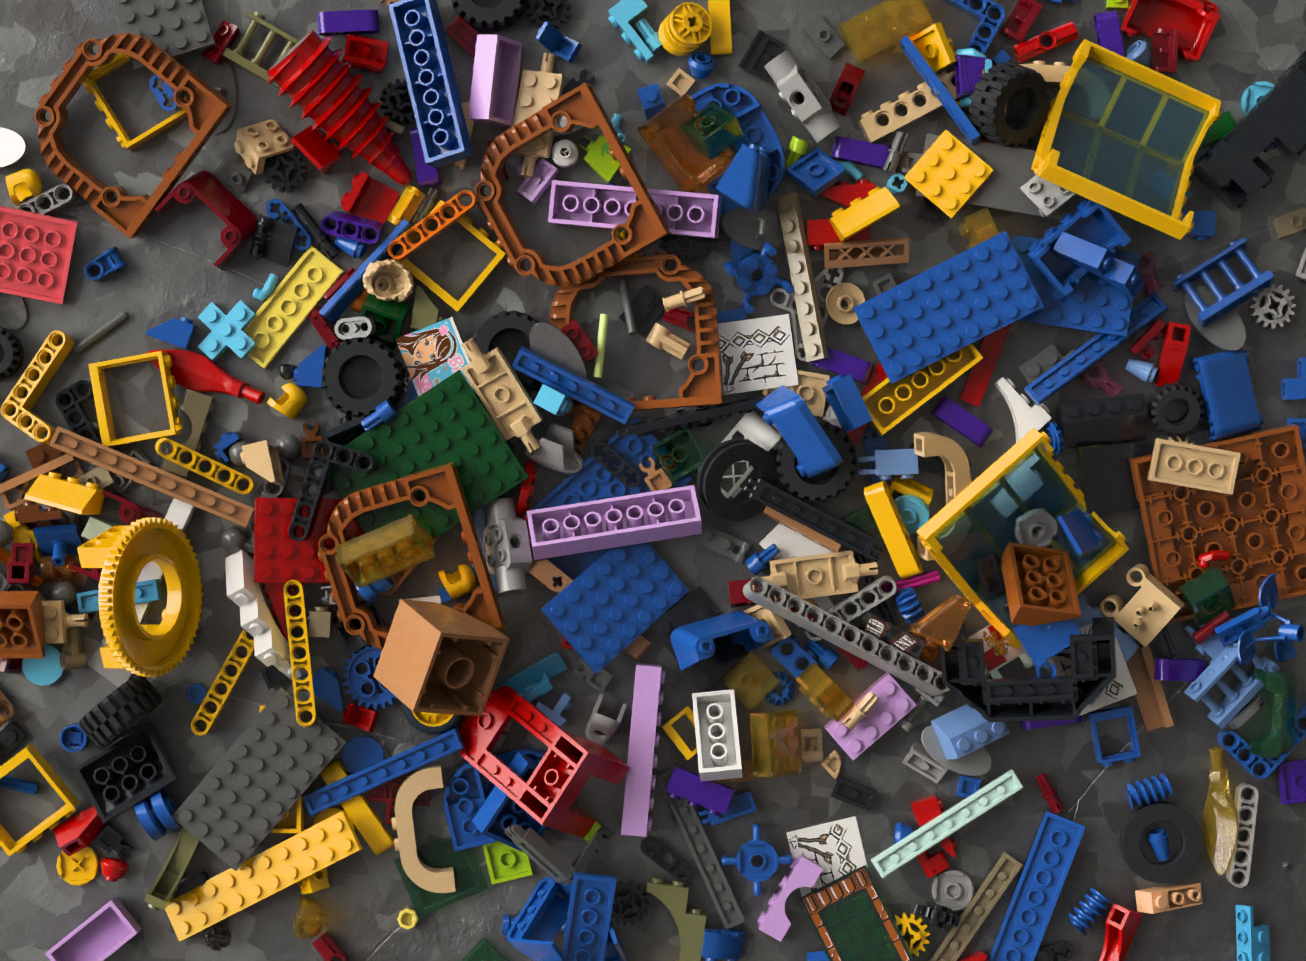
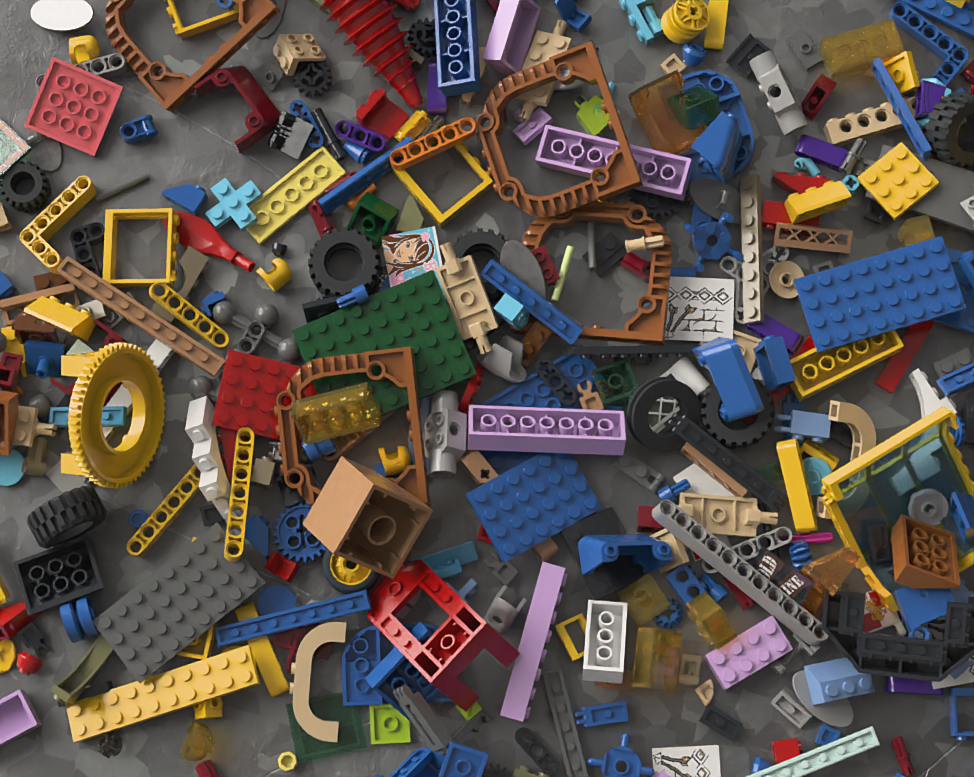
camera: 10 degrees right, 10 degrees down
(53, 573) = (34, 385): clear orange wheel -> none
(73, 738) = (20, 536): blue wheel -> none
(262, 294) = (276, 176): medium azure arm -> none
(264, 460) = (243, 317): tan slope -> none
(309, 442) = (288, 317): reddish brown plate -> none
(310, 369) = (298, 252): blue slope -> none
(317, 150) = (344, 64): red slope -> none
(321, 483) = (290, 345): black beam -> none
(356, 327) = (348, 219): plate -> none
(393, 280) = (388, 182): tan hair -> none
(568, 160) = (560, 106): white head -> none
(651, 100) = (644, 73): blue slope -> none
(664, 339) = (618, 281): tan piece -> none
(705, 793) = (579, 691): dark purple brick -> none
(798, 147) = (766, 138): lime piece -> none
(816, 172) = (779, 160): blue plate -> none
(860, 710) = (741, 642): tan axle -> none
(962, 421) = (875, 402): dark purple beam -> none

